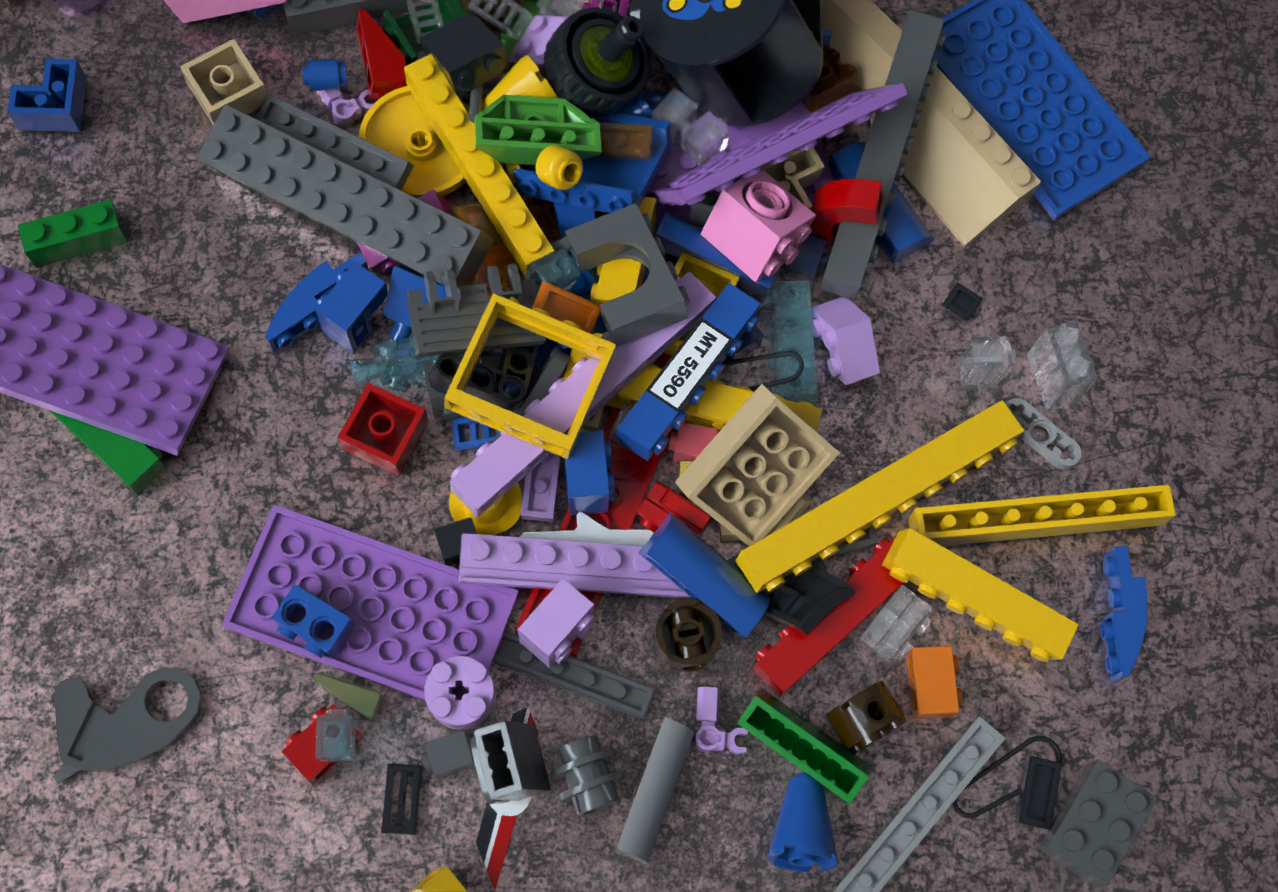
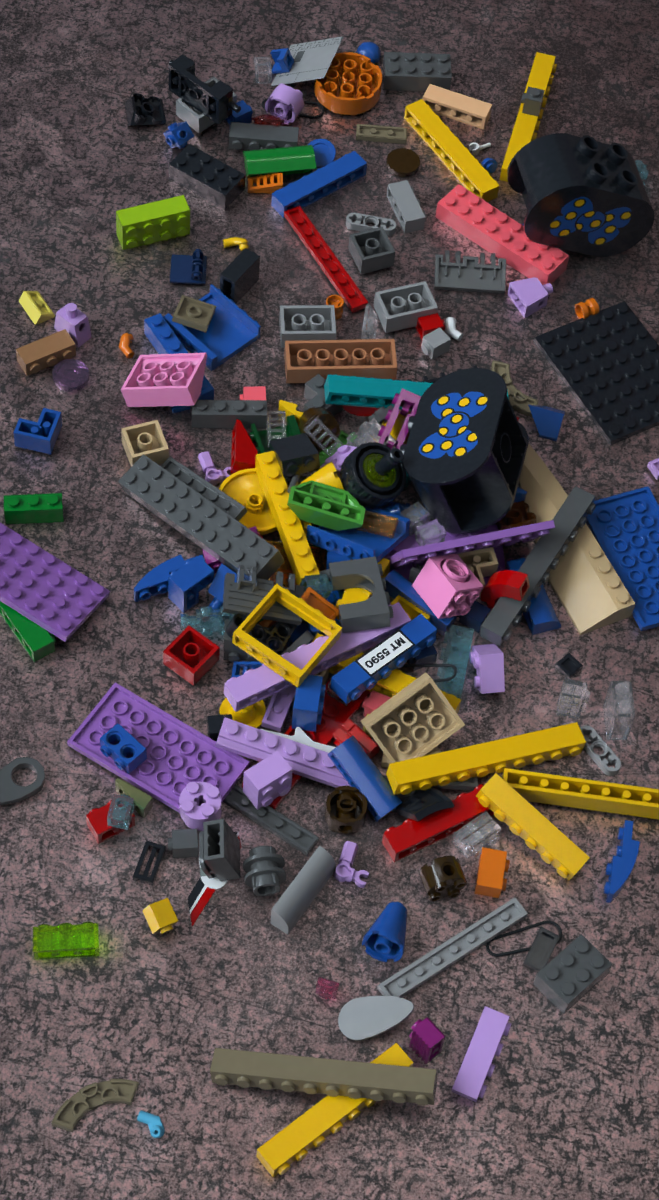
camera: 15 degrees right, 15 degrees down
(324, 74) = (206, 451): blue brick -> none
(559, 167) = (334, 527): yellow head -> none
(805, 745) = (401, 887): green brick -> none

